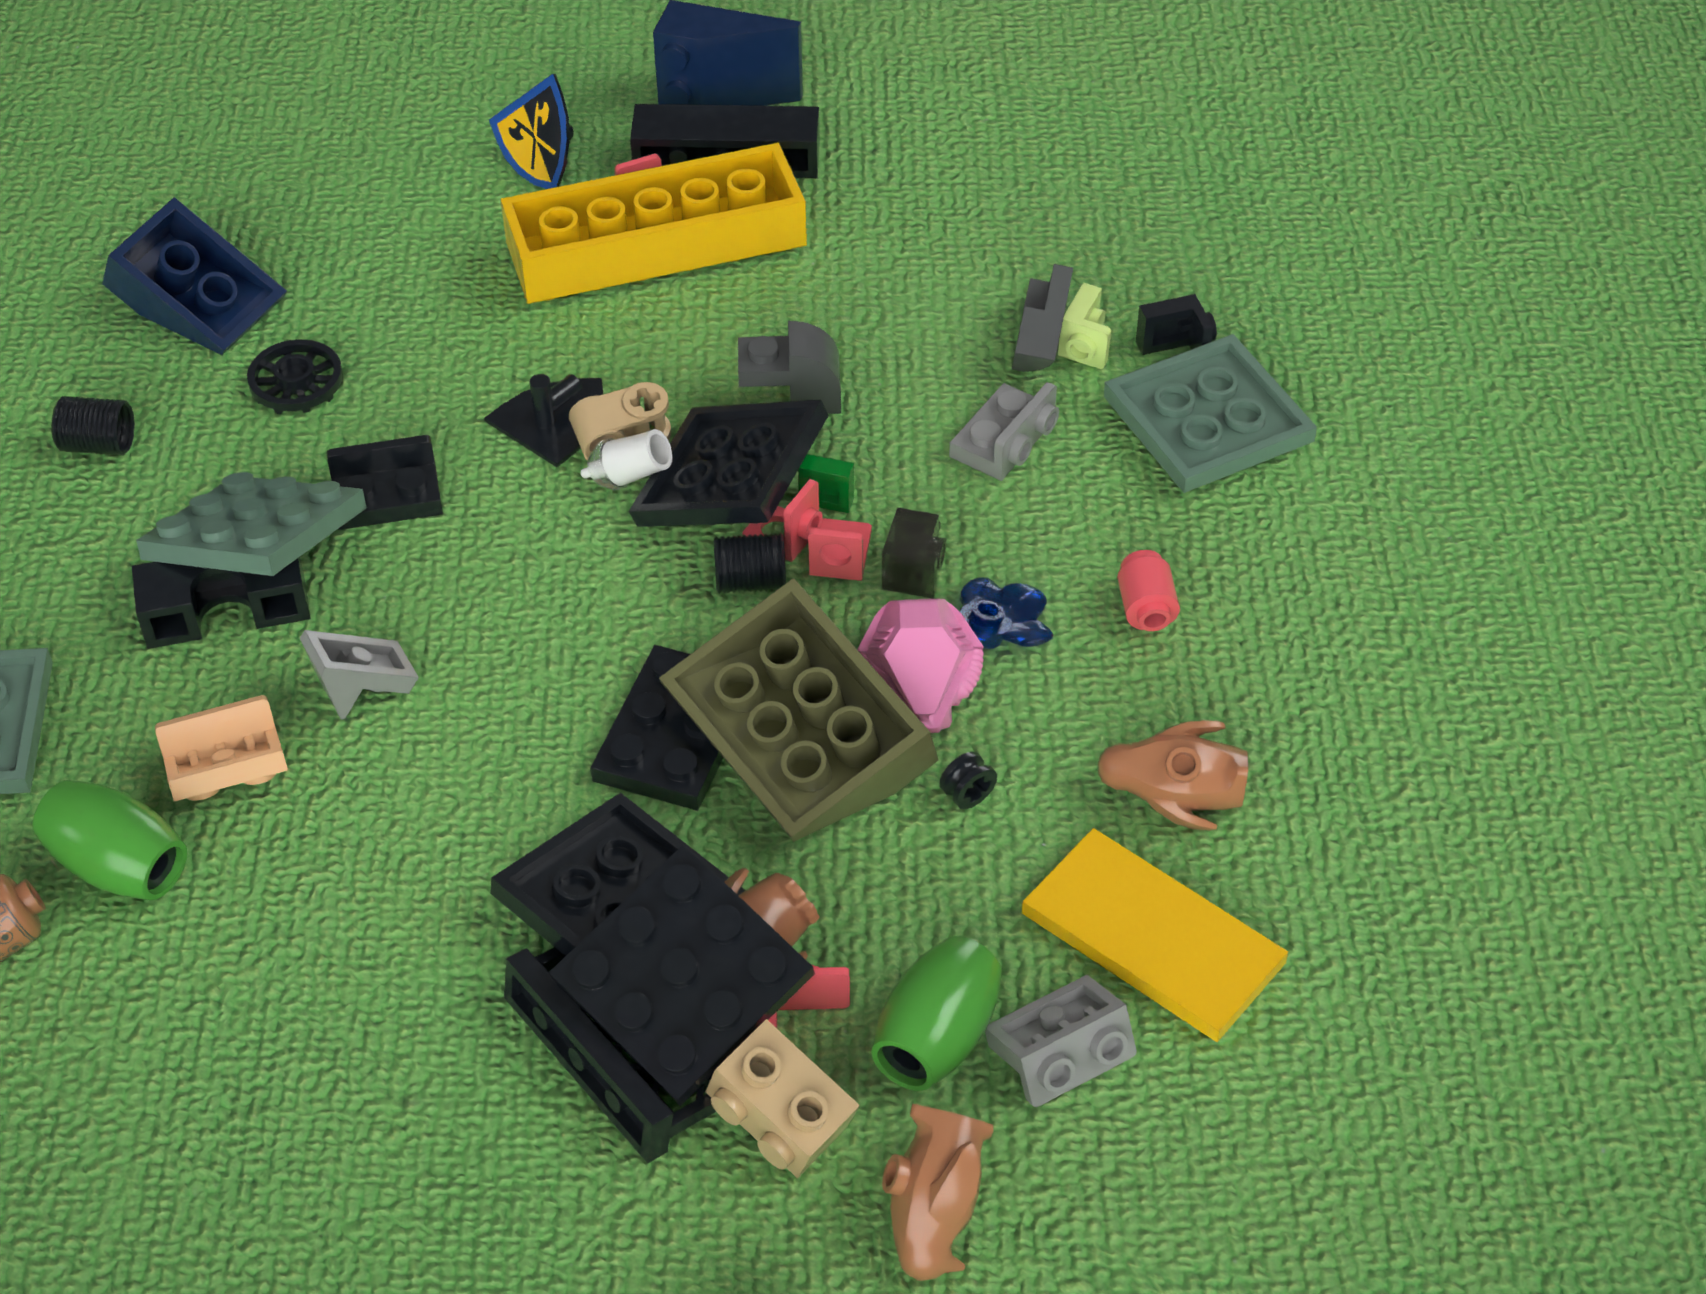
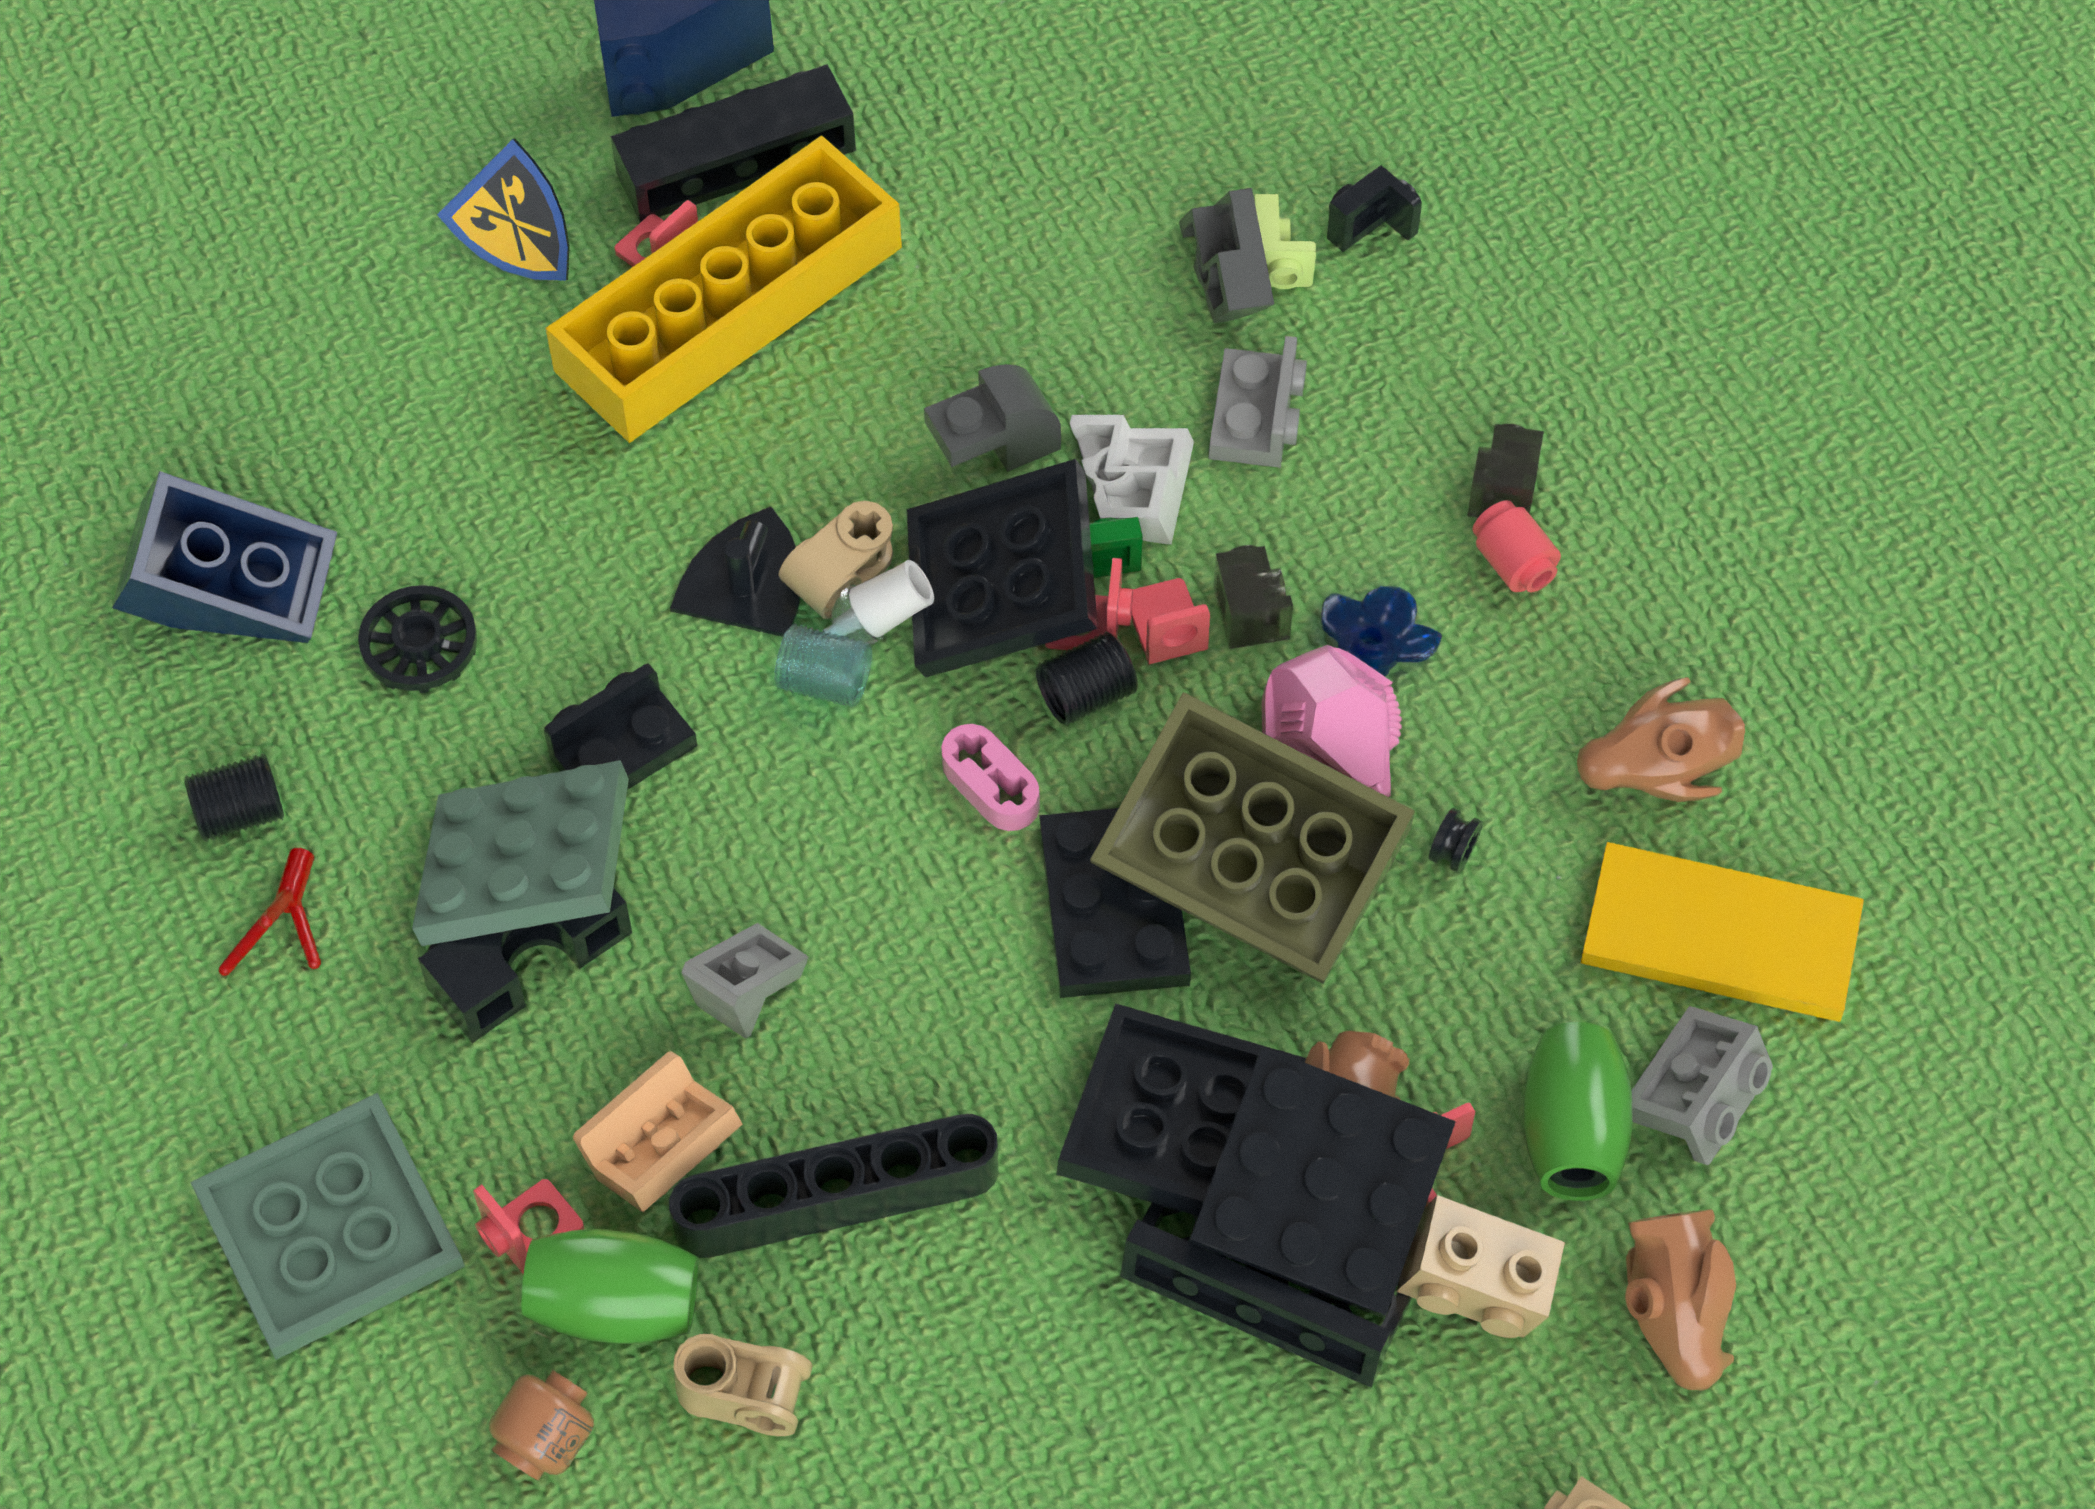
camera: 25 degrees left, 10 degrees up
(61, 767) = (500, 1225): none -> coral bracket
(83, 505) = (287, 900): none -> red plant
(167, 953) = (746, 1383): none -> tan piece
(326, 839) = (857, 1160): none -> black beam
(560, 486) = (823, 665): none -> clear light blue piece
(628, 609) = (981, 785): none -> bright pink beam
(884, 444) = (1135, 471): none -> white slope
(1176, 532) = (1506, 469): none -> clear smoke brick
(1209, 412) = (1460, 303): sand green plate -> none

